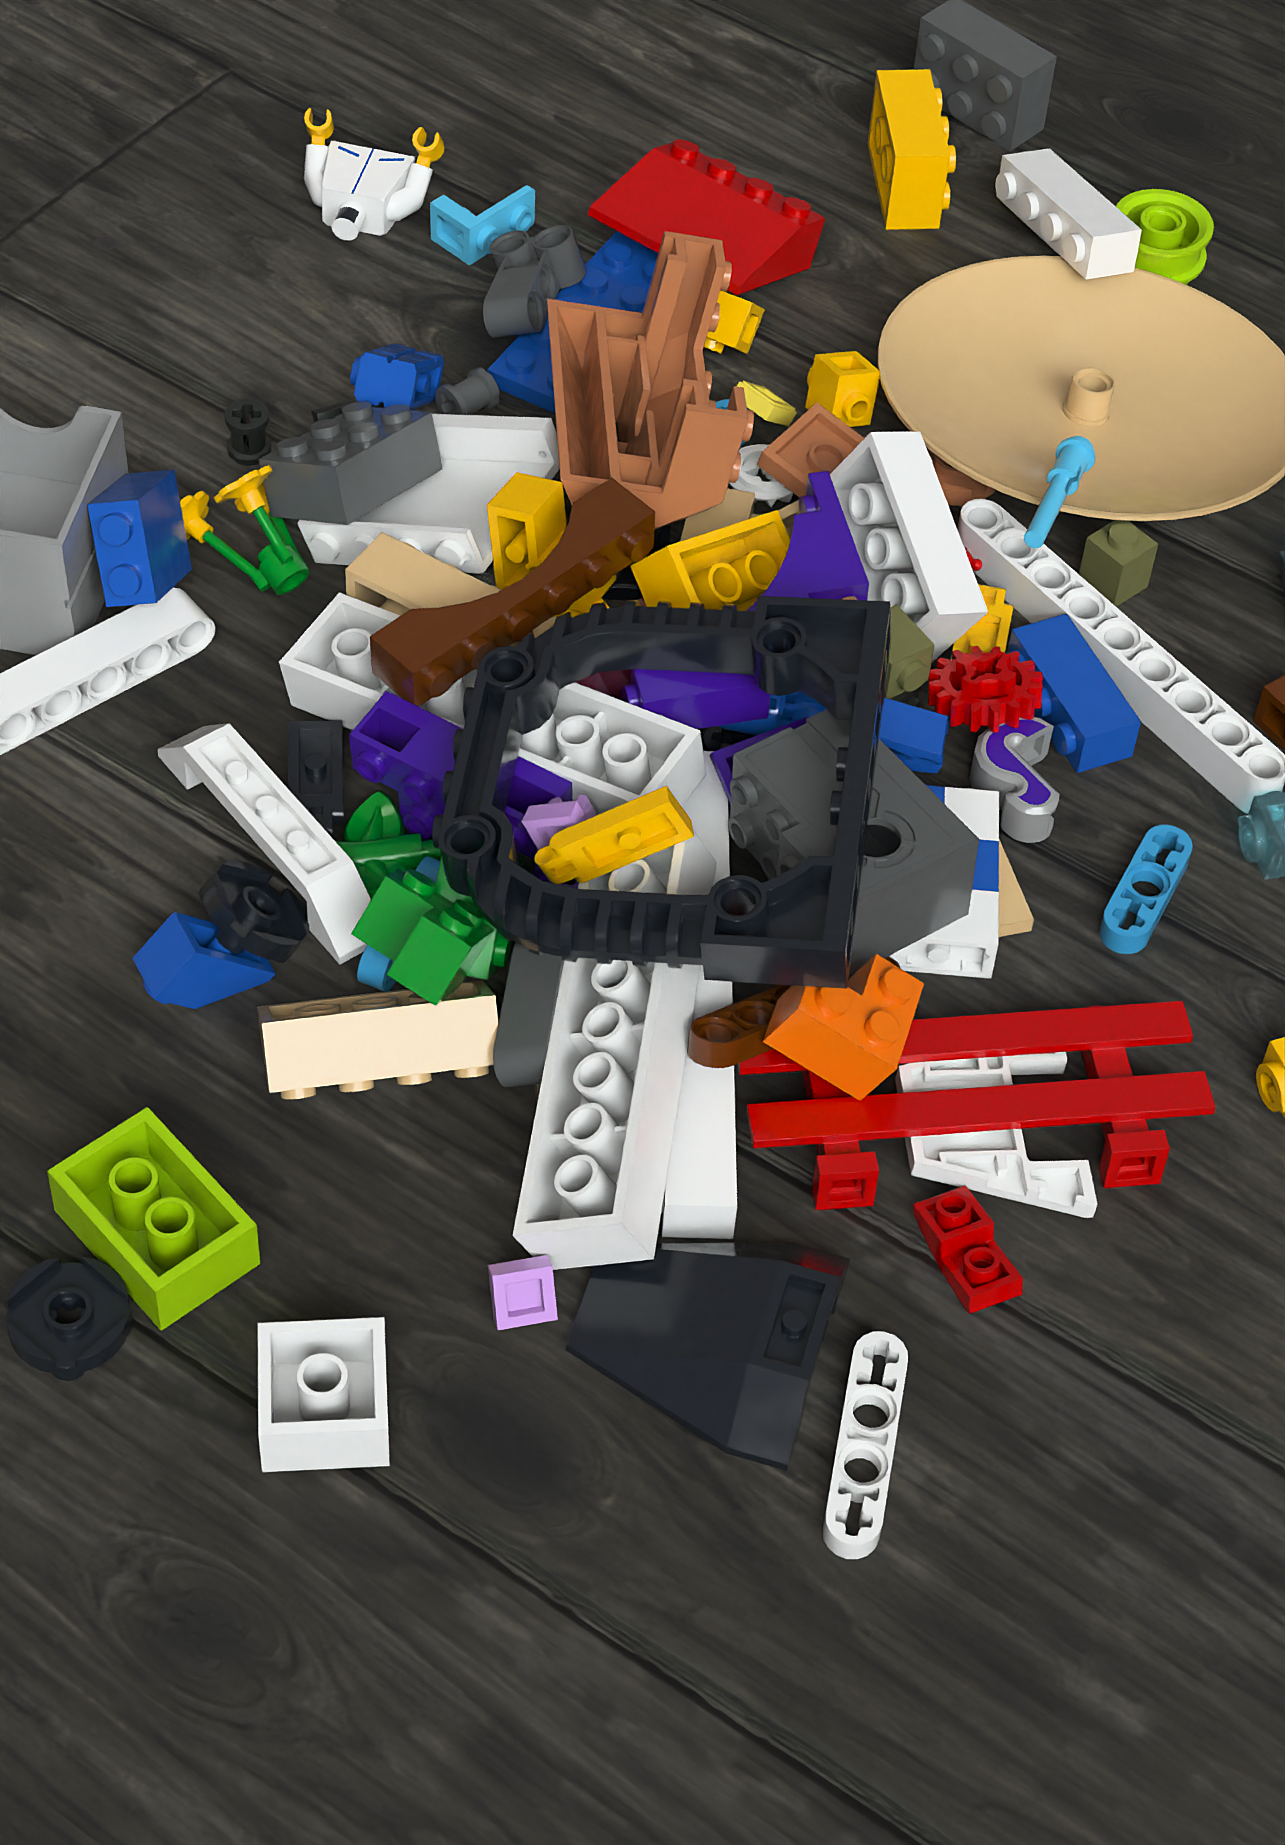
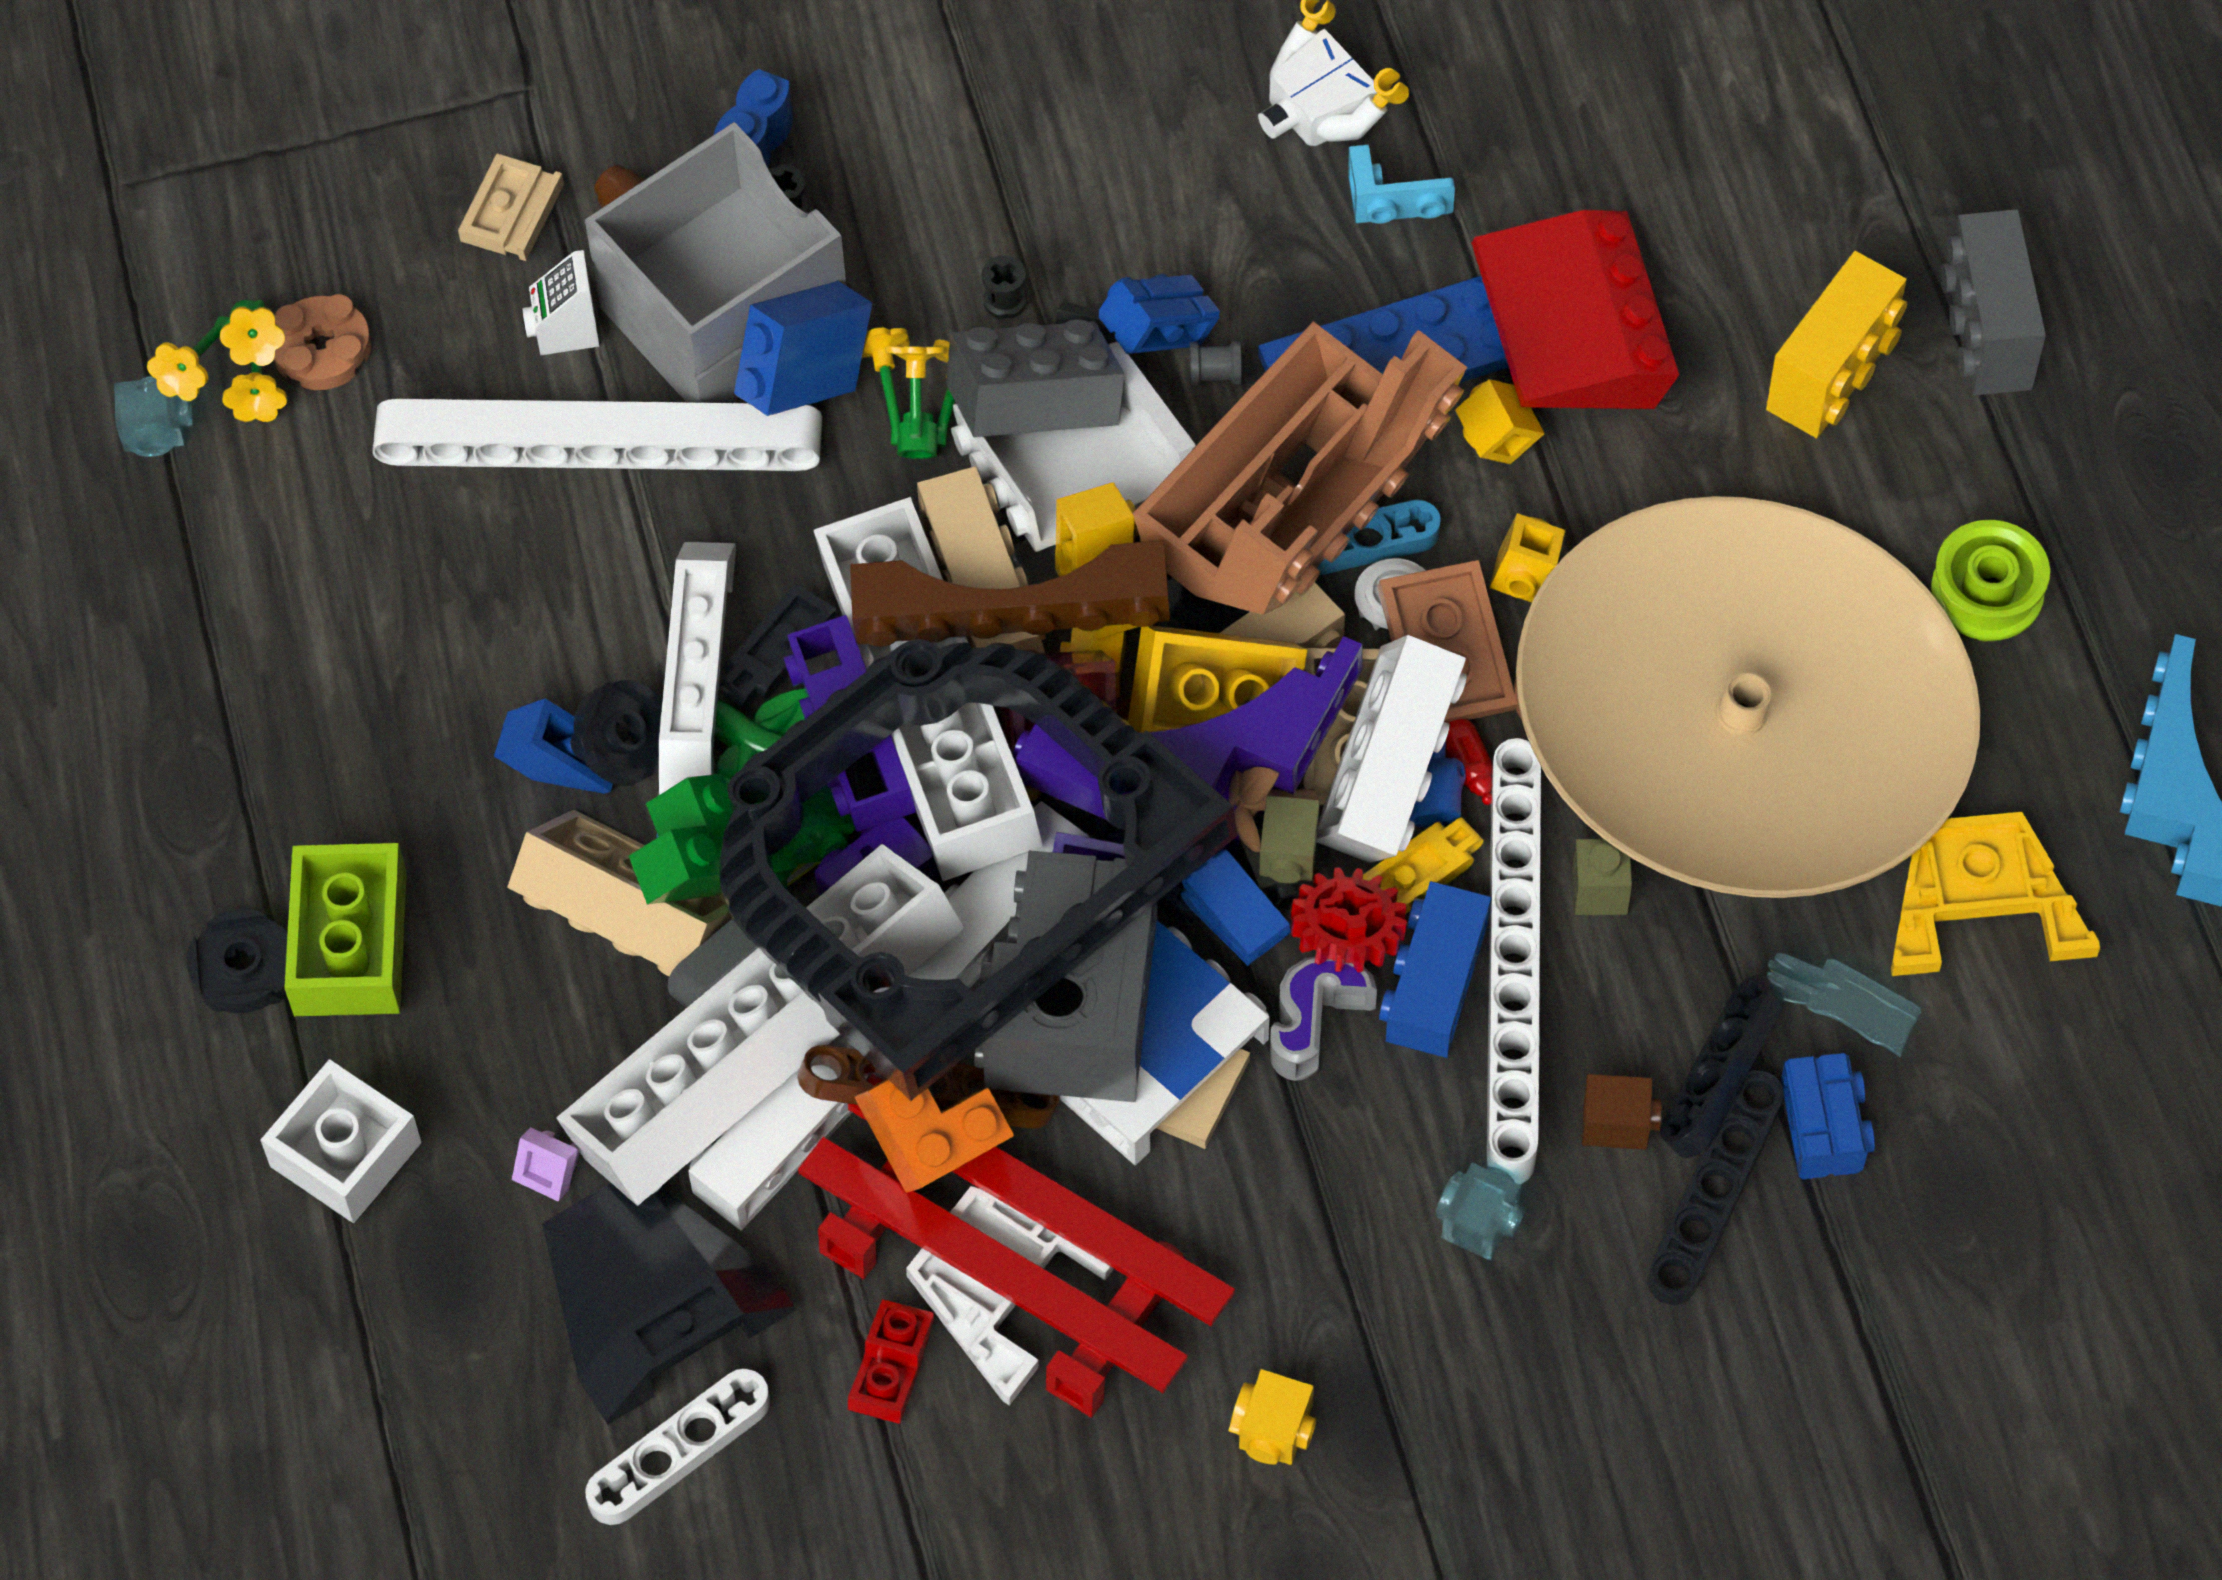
camera: 45 degrees right, 10 degrees up
(528, 275) = (1361, 279): dark grey piece -> none
(547, 819) = (865, 822): lavender tile -> none
(615, 838) = (878, 861): yellow hinge -> none
(767, 404) = (1458, 527): light yellow tile -> none
(1068, 213) = (1917, 502): white brick -> none
(1074, 458) = (1619, 760): medium azure pin -> none
(1148, 908) = (1285, 1178): dark azure beam -> none

